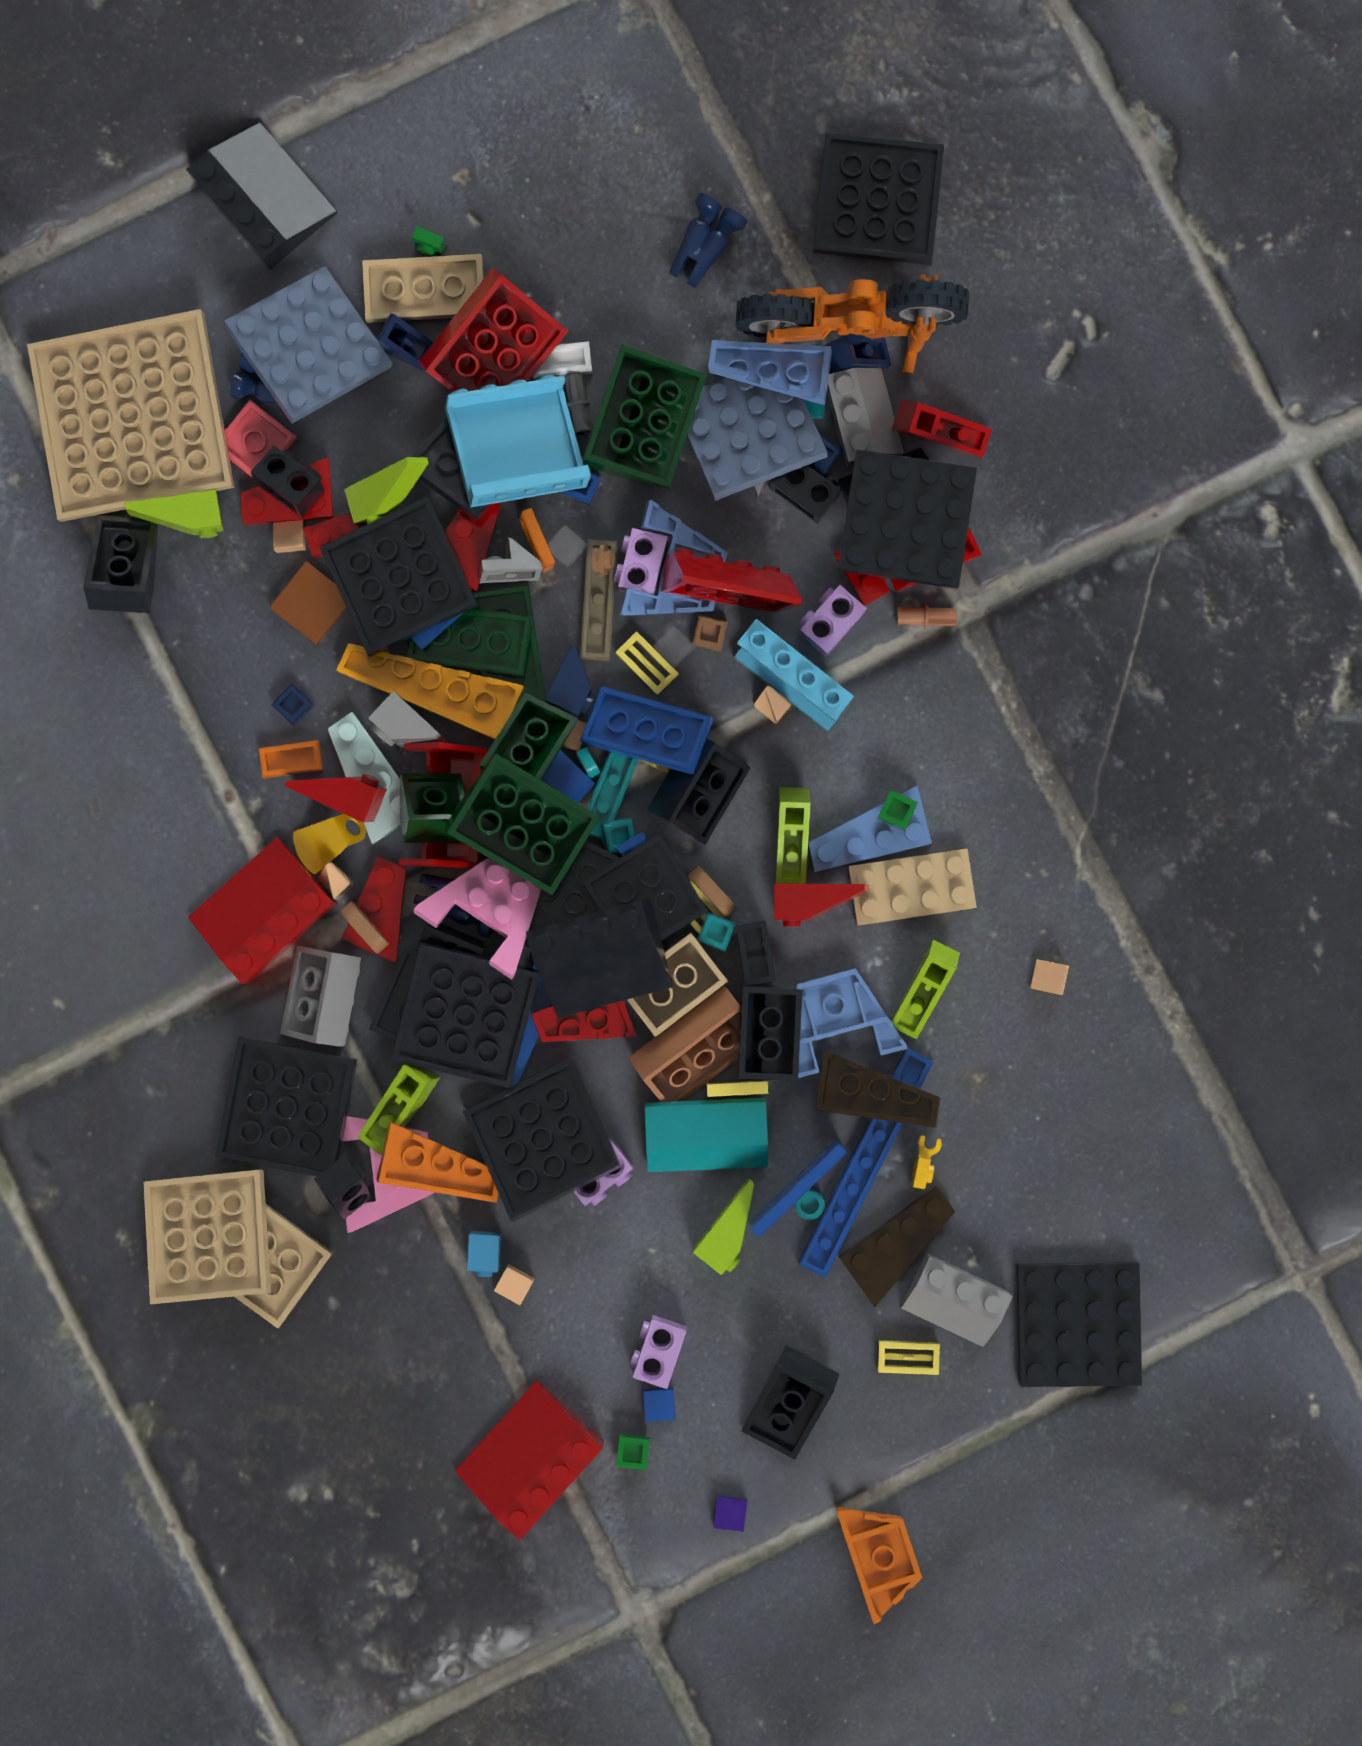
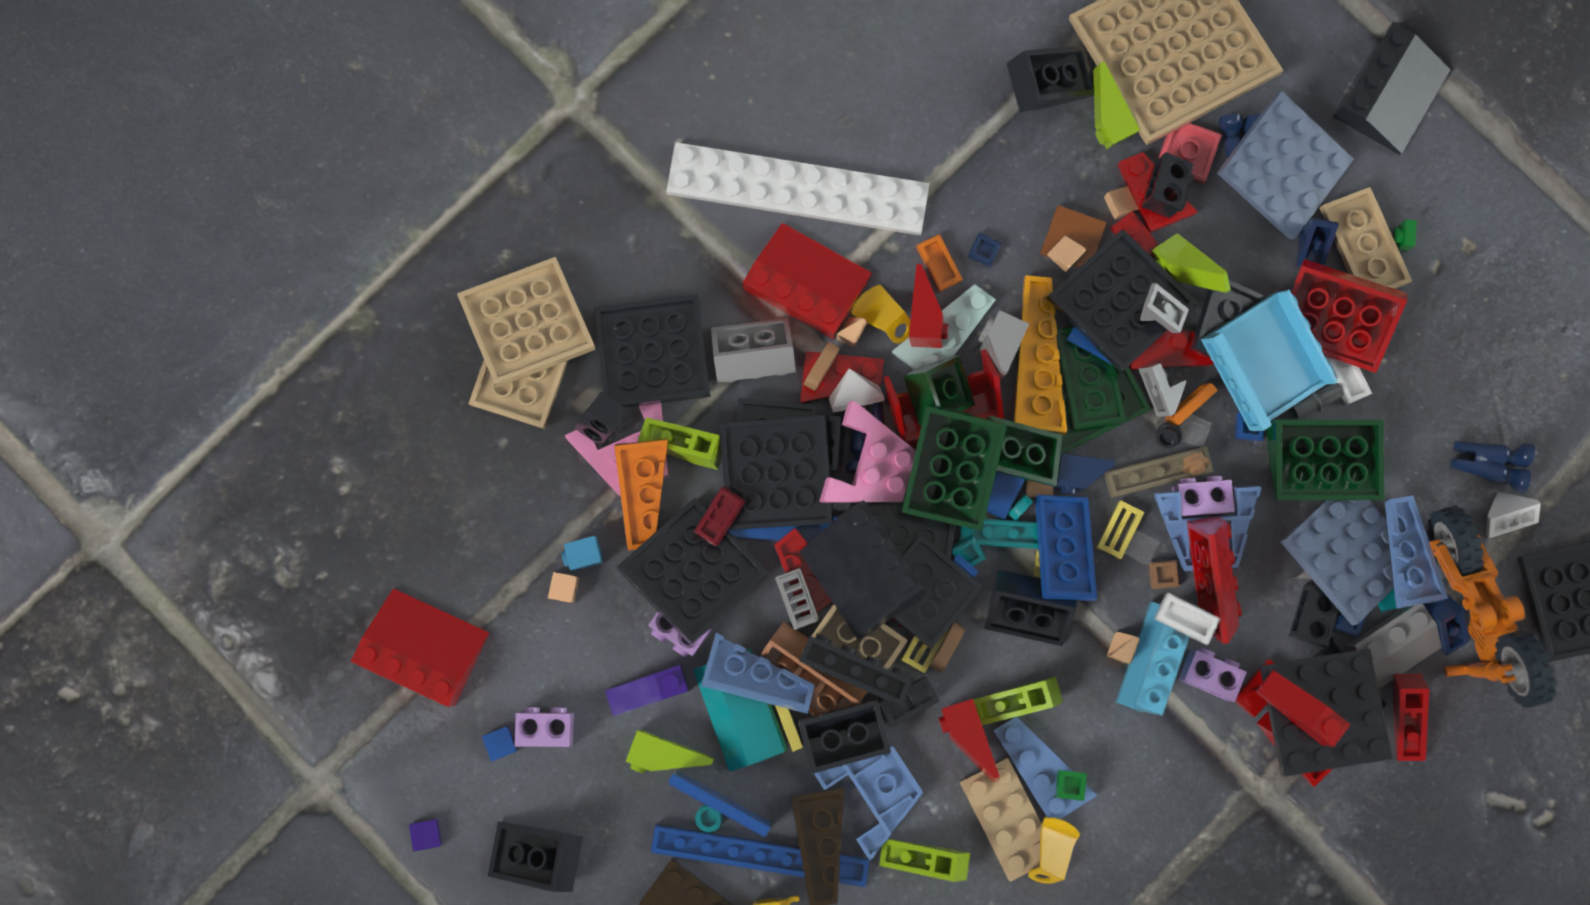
camera: 75 degrees right, 5 degrees down
(154, 888) = (797, 188): none -> white plate
(326, 617) = (1066, 253): none -> light nougat slope
(402, 898) = (854, 388): none -> white slope
(424, 537) = (1164, 309): none -> light grey slope
(492, 1091) = (719, 516): none -> dark red plate
(562, 575) = (1169, 435): none -> black plate
(632, 1452) = (453, 734): green plate -> none
(634, 1036) = (805, 620): none -> light grey slope
(654, 1228) = (647, 690): none -> dark purple slope
(672, 1116) = (754, 677): none -> medium blue wing
(701, 1004) = (855, 670): none -> black brick
(716, 931) = (915, 661): teal tile -> none
(762, 636) = (1186, 618): none -> white tile
(765, 242) = (1511, 513): none -> white slope
(895, 545) = (1303, 709): none -> red slope
(926, 616) = (1244, 756): nougat axle -> none
(958, 848) = (1056, 847): none -> yellow piece

